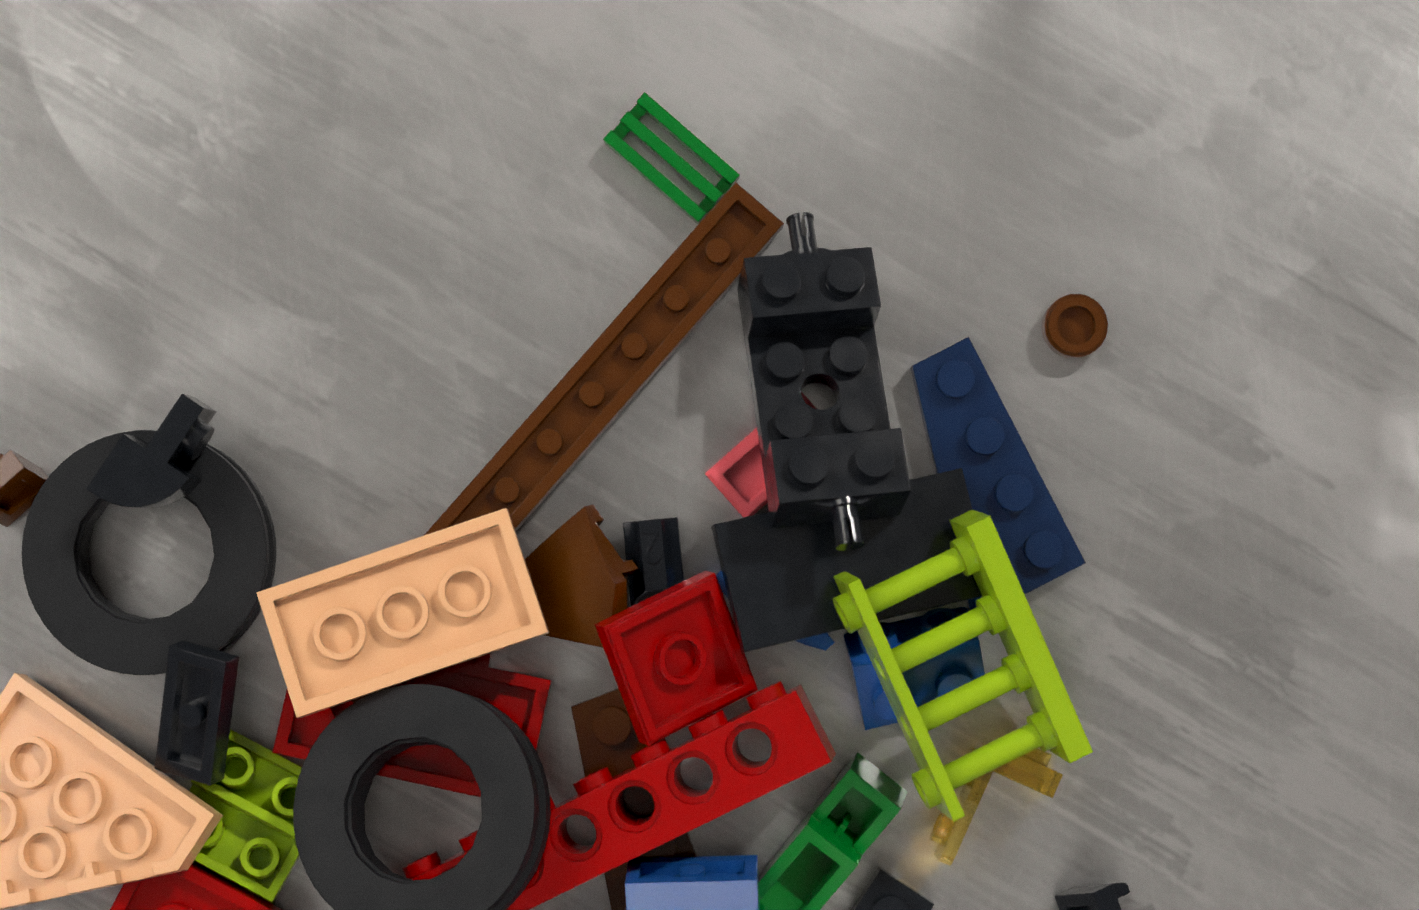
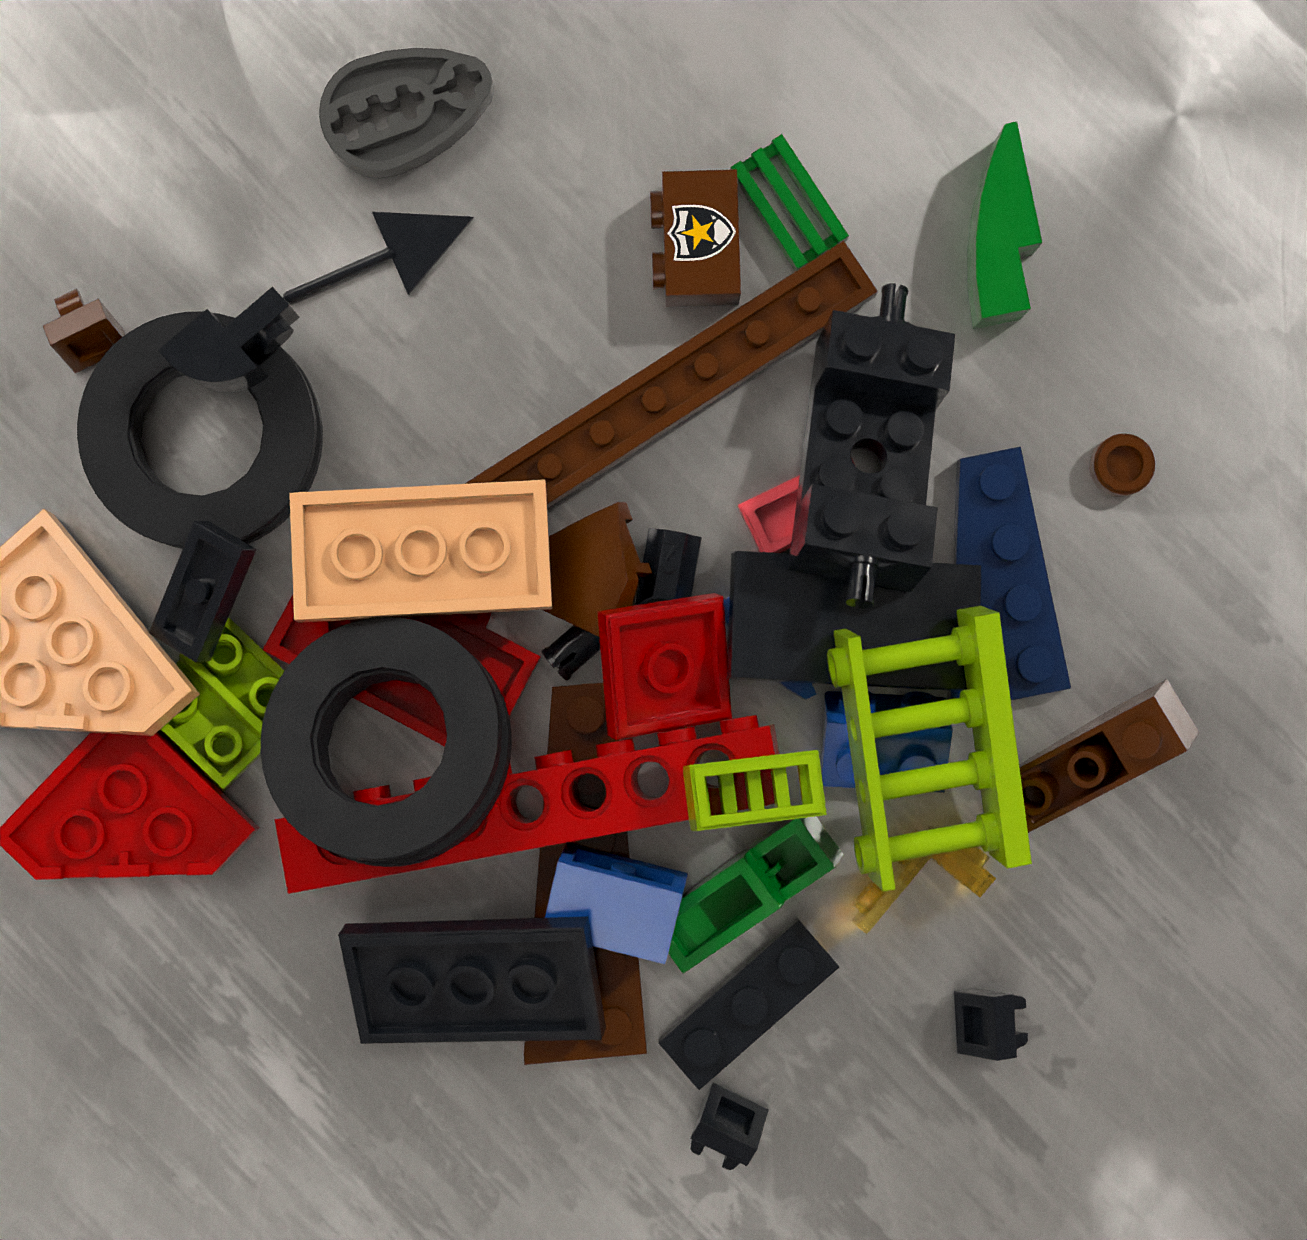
camera: 20 degrees right, 0 degrees up
(233, 145) = (384, 78): none -> dark grey piece
(307, 302) = (411, 241): none -> black piece
(579, 667) = (571, 651): none -> black pin
(591, 220) = (699, 238): none -> reddish brown brick
(746, 783) = (810, 786): none -> lime slope
(889, 130) = (1001, 233): none -> green slope
(1136, 620) = (1105, 754): none -> reddish brown slope

